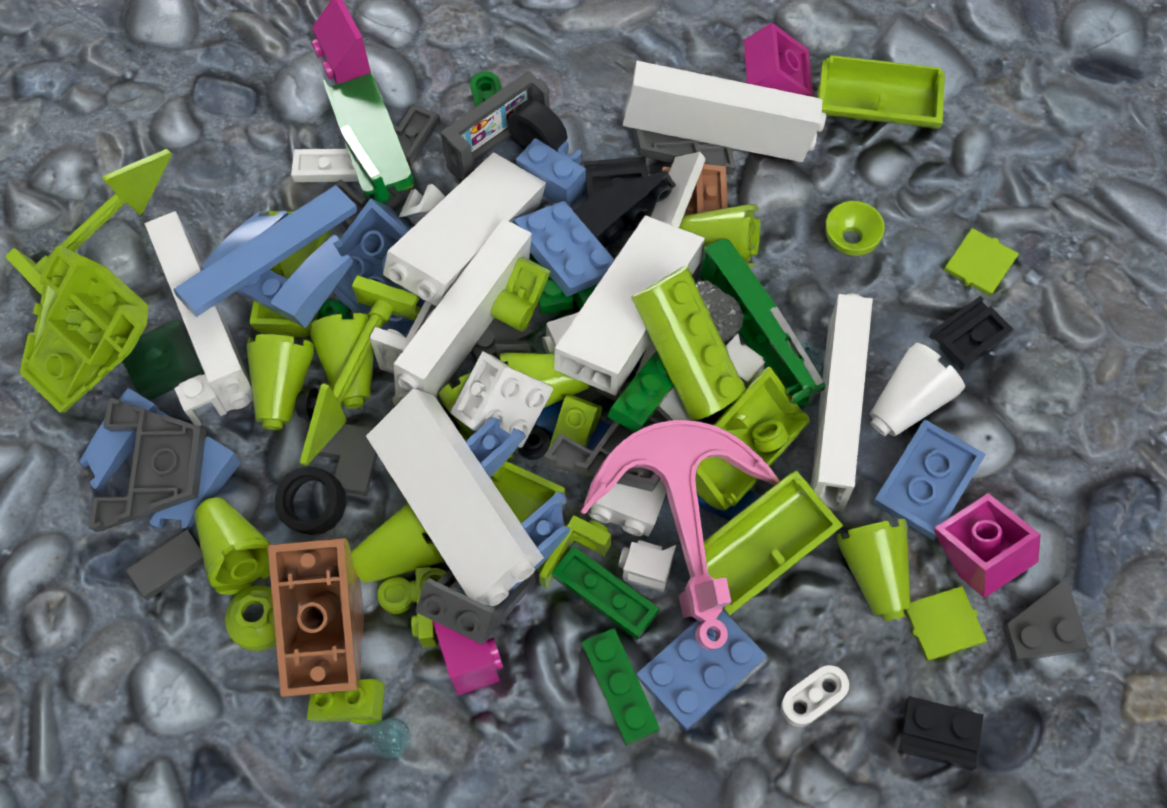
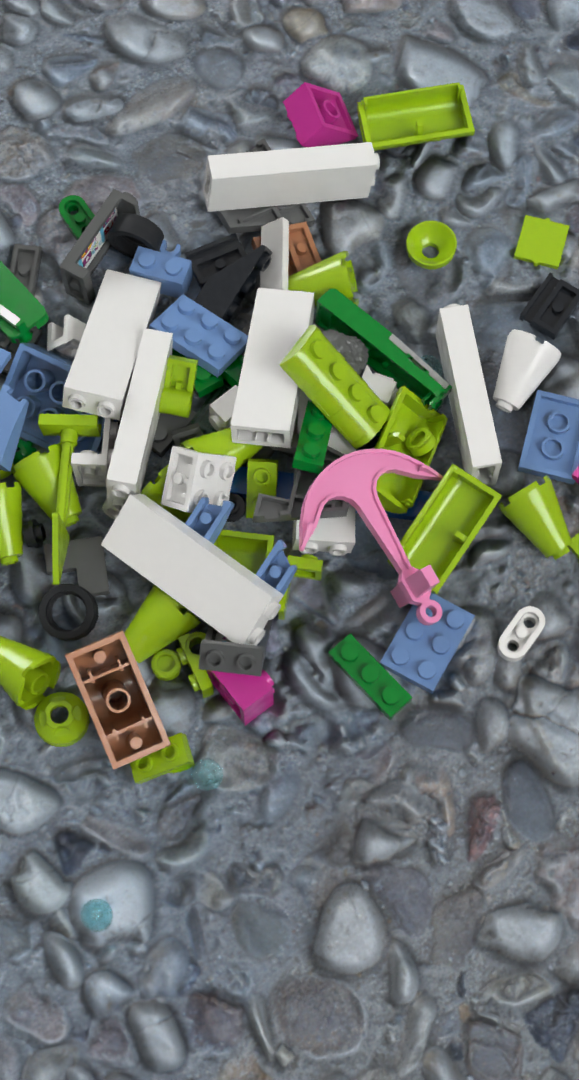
camera: 20 degrees left, 5 degrees up
(605, 592) = (332, 608): green plate -> none
(647, 564) = (358, 575): white window -> none

